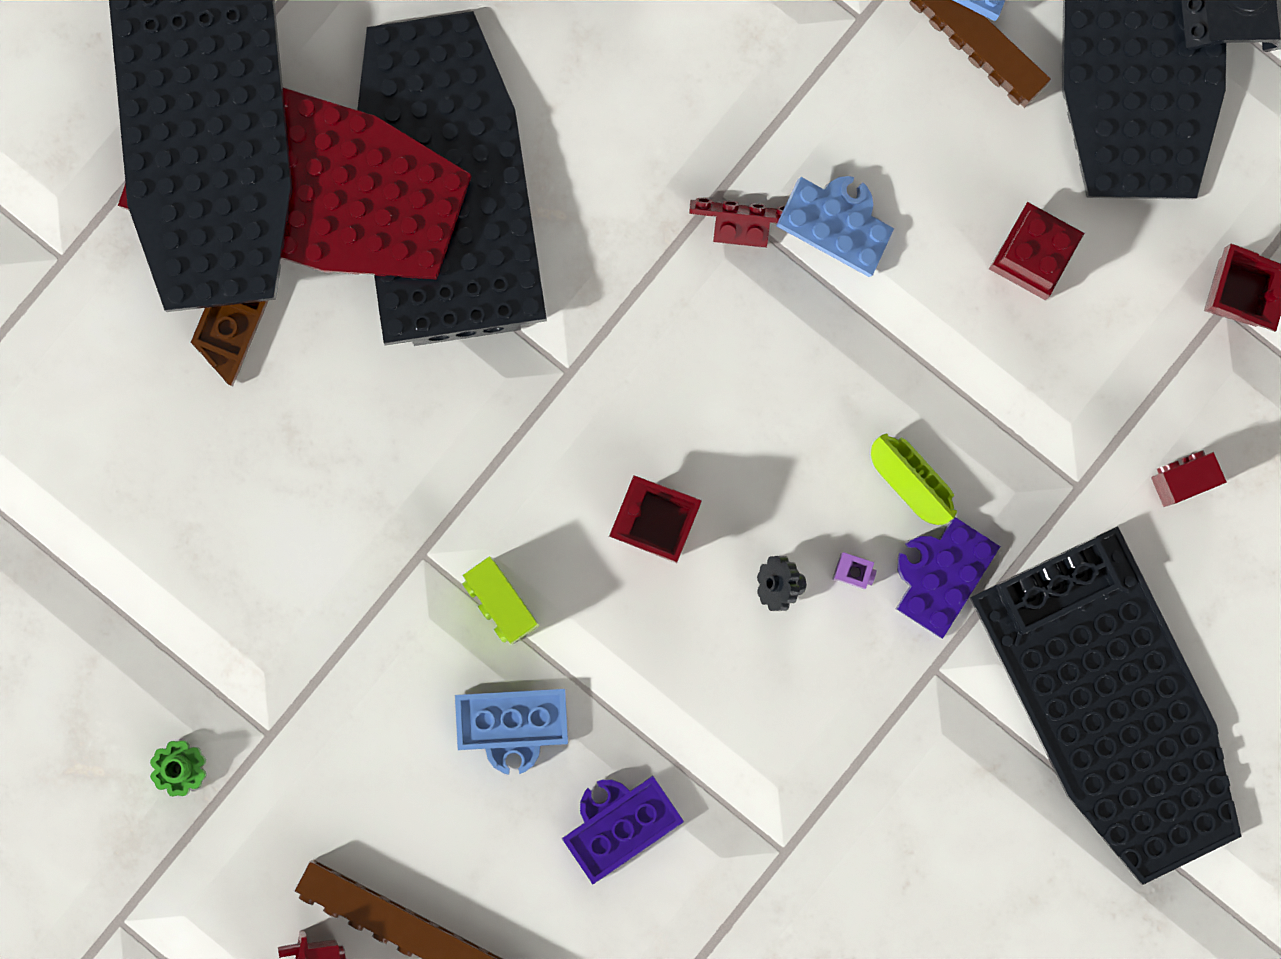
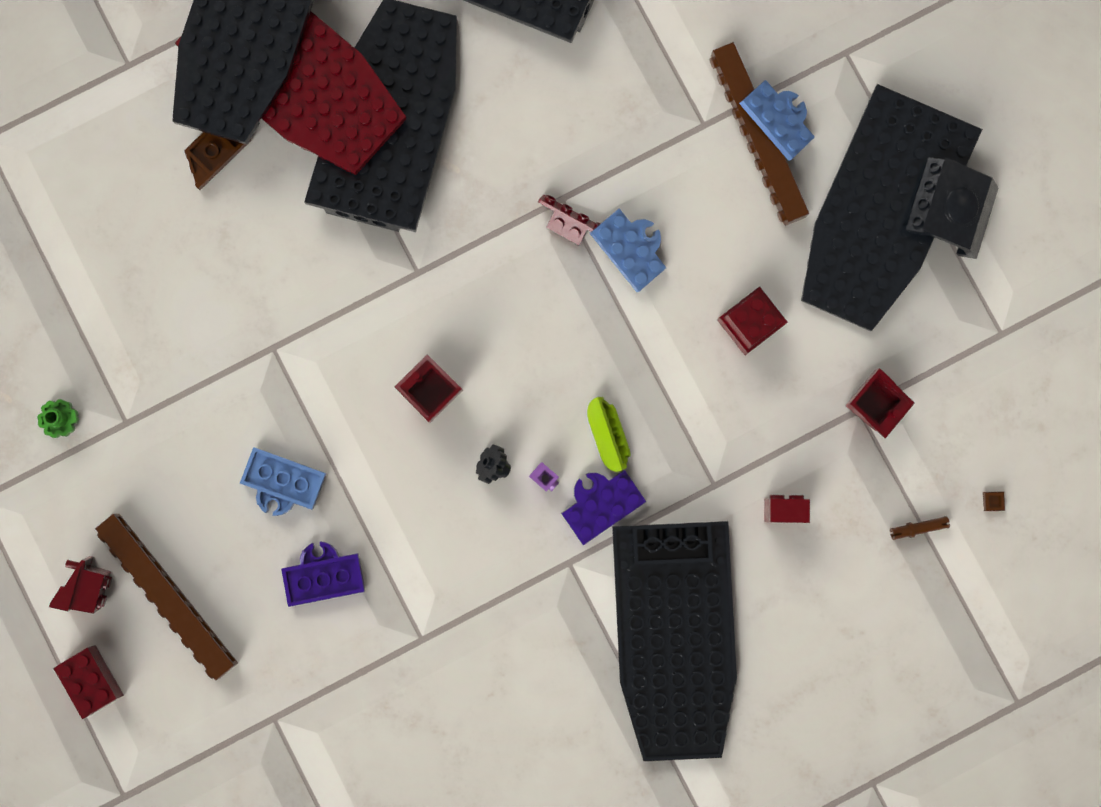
camera: 25 degrees right, 0 degrees up
(499, 601) = (307, 398): lime brick -> none

